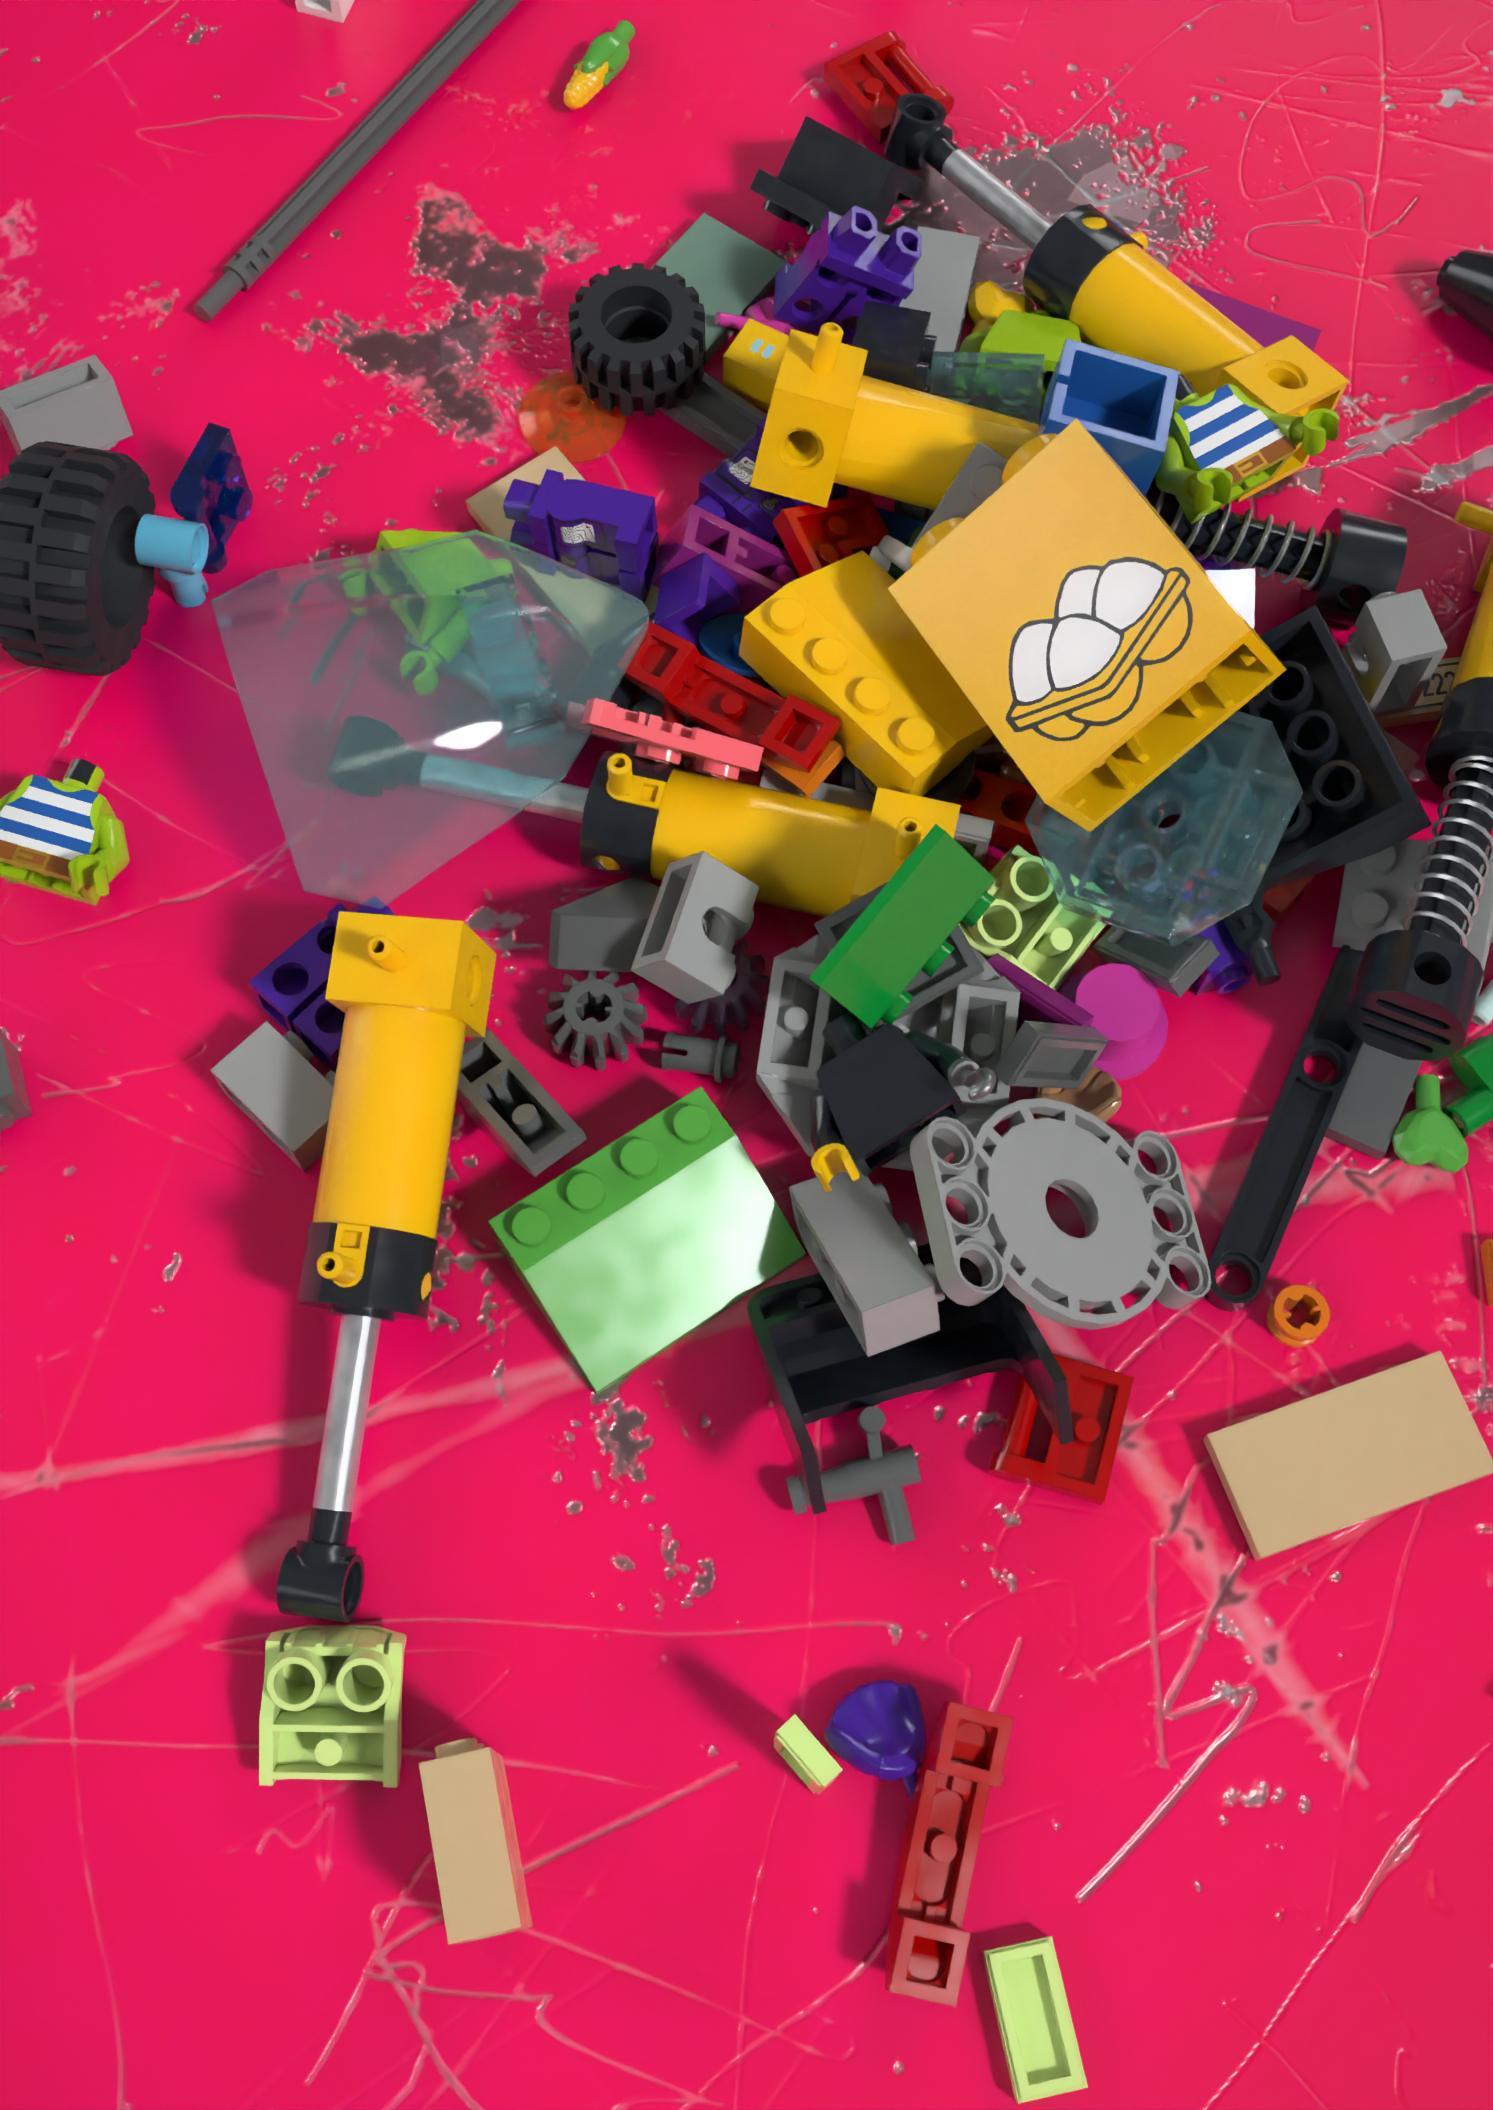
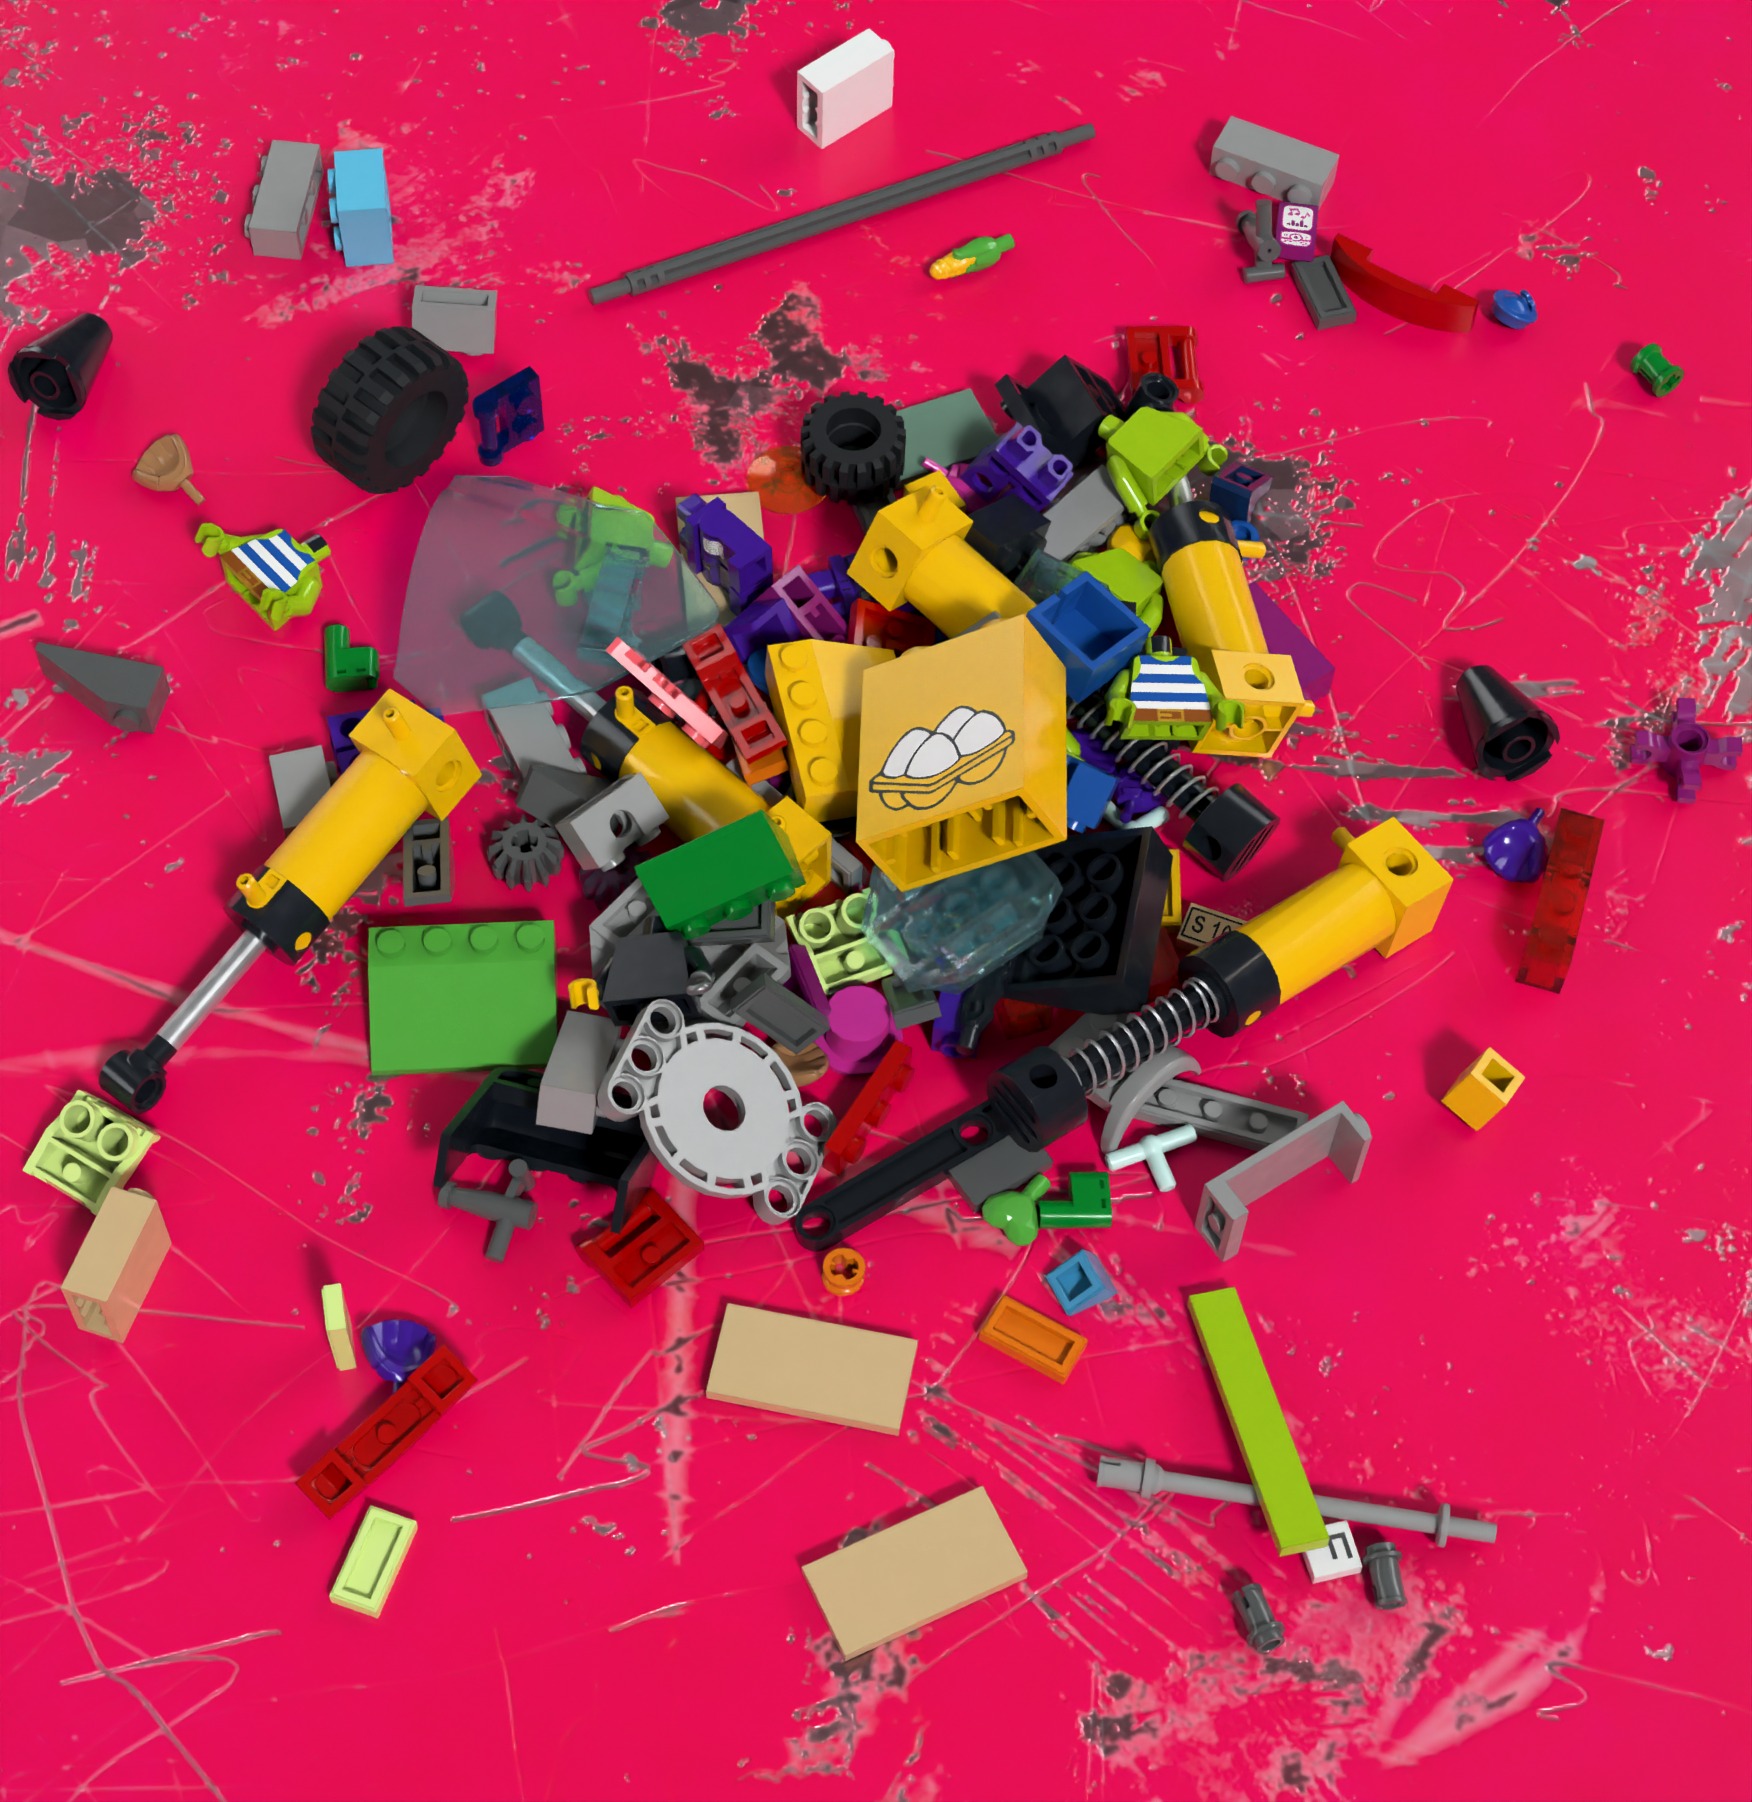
camera: 30 degrees right, 10 degrees down
(178, 552) = (461, 437): medium azure pin -> none
(220, 904) = (348, 667): none -> green piece
(514, 884) = (531, 738): none -> light grey brick
(704, 1056) = (575, 911): dark grey pin -> none
(976, 190) = (1153, 455): none -> lime torso
(1072, 183) = (1239, 489): none -> dark blue slope
(1196, 1104) = (869, 1109): none -> red plate
(1394, 650) = (1203, 894): light grey brick -> none

